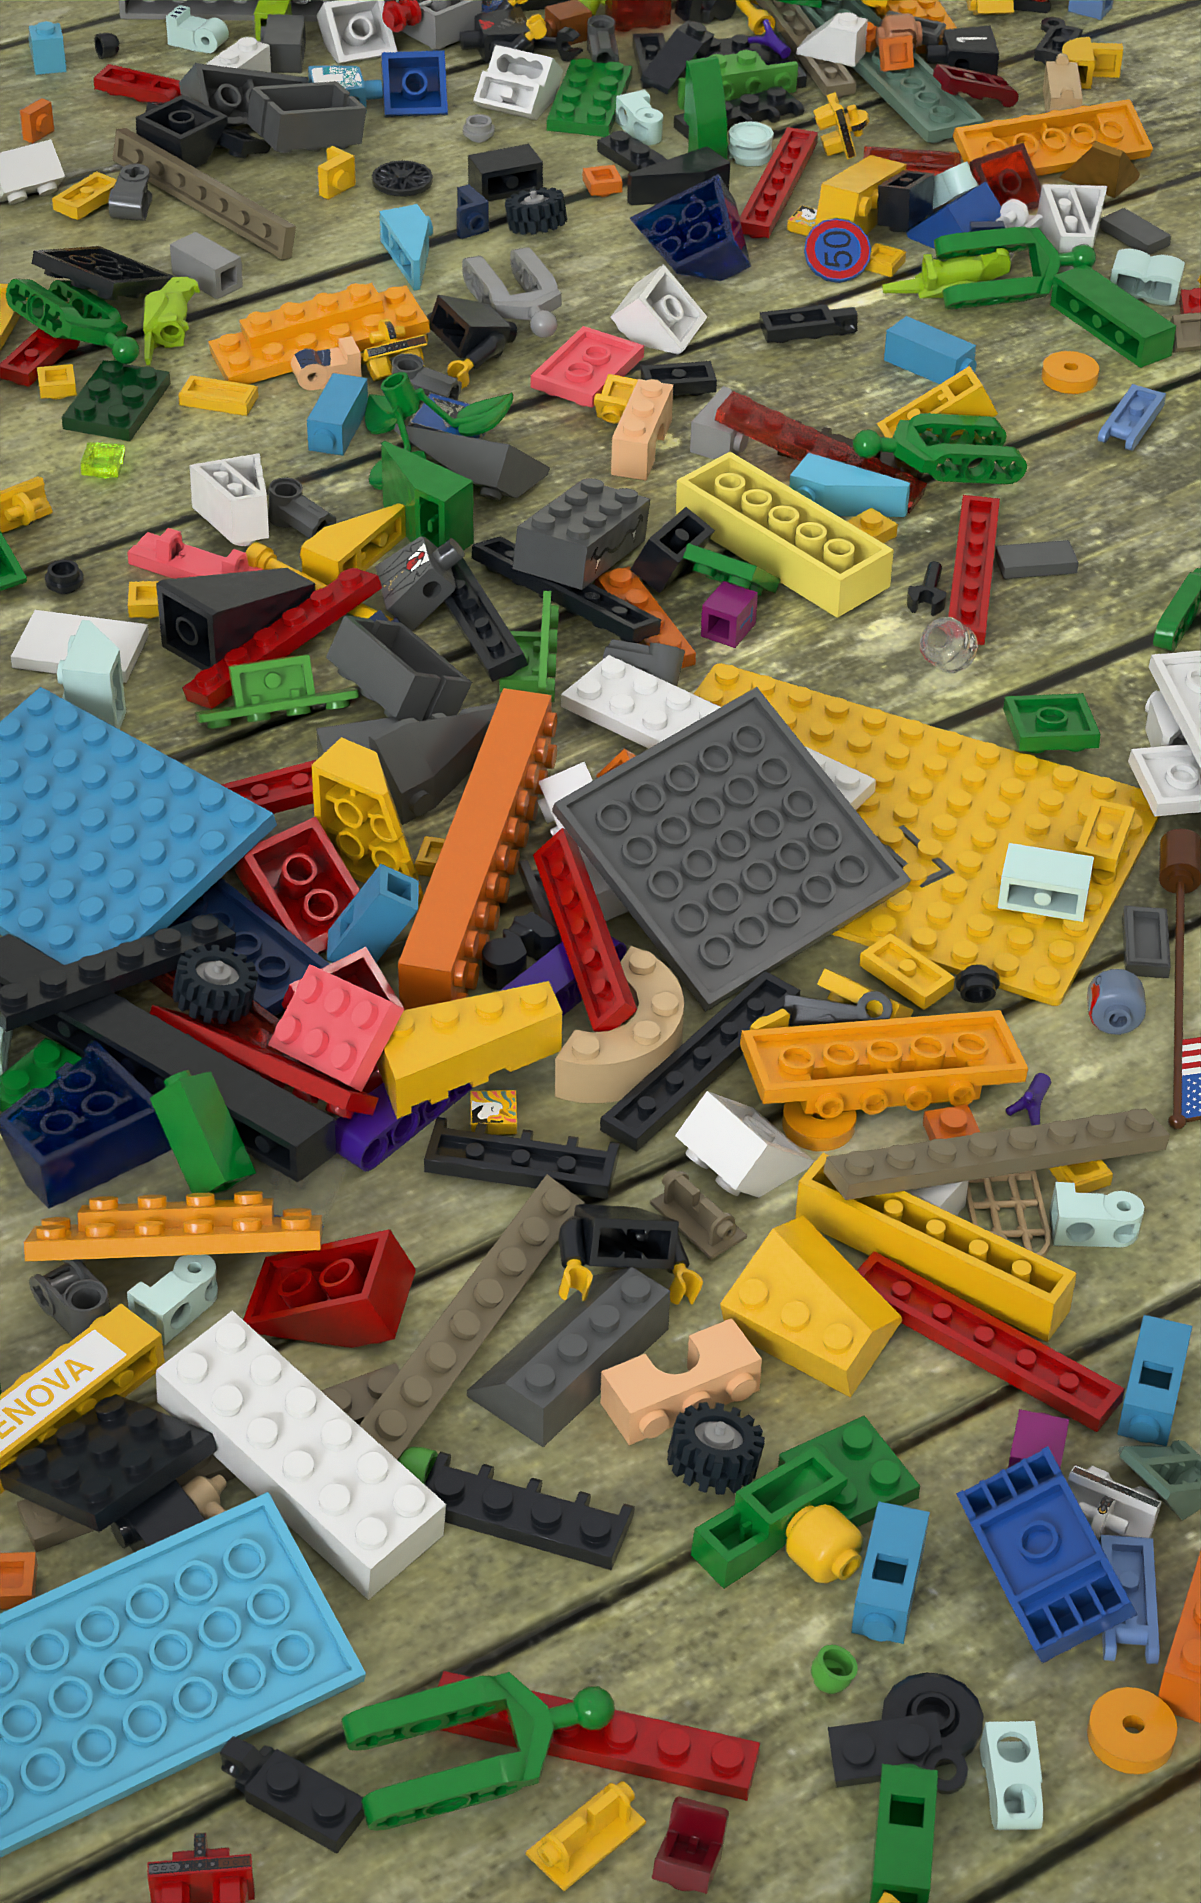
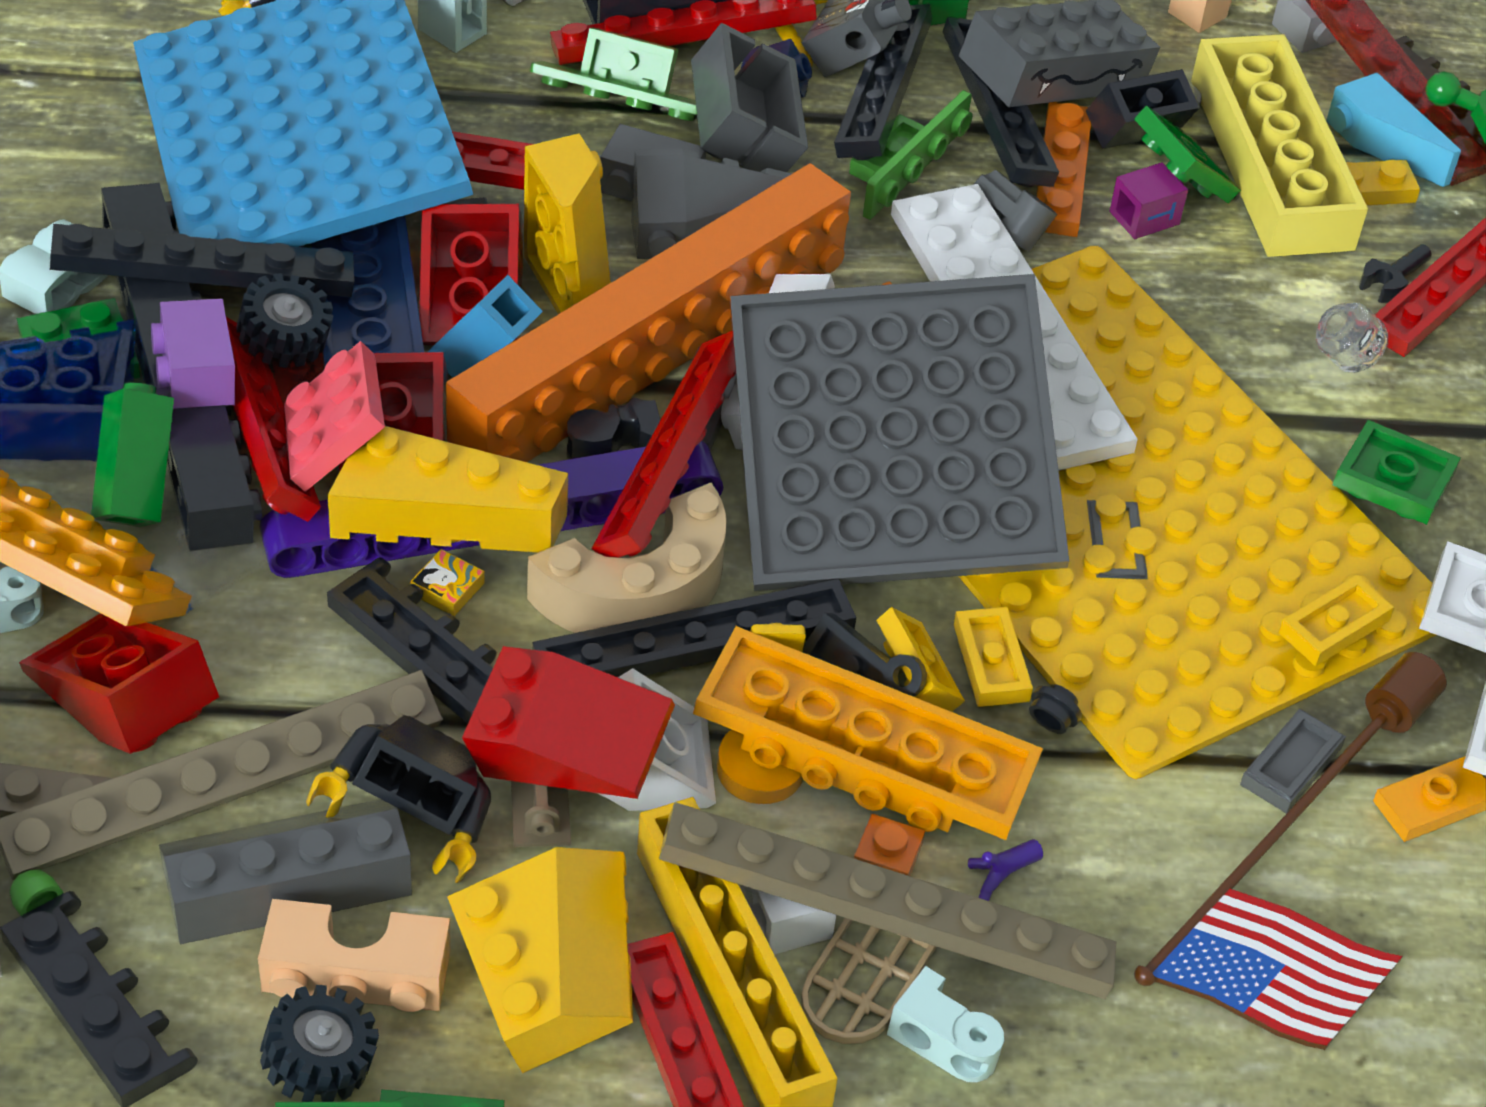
camera: 30 degrees right, 5 degrees up
(191, 1032) = (196, 353): none -> medium lavender brick
(702, 1149) = (565, 725): none -> red slope
(1045, 882) = (1219, 637): light aqua brick -> none
(1086, 1175) = (984, 980): yellow tile -> none
(1116, 997) = (1188, 804): sand blue head -> none

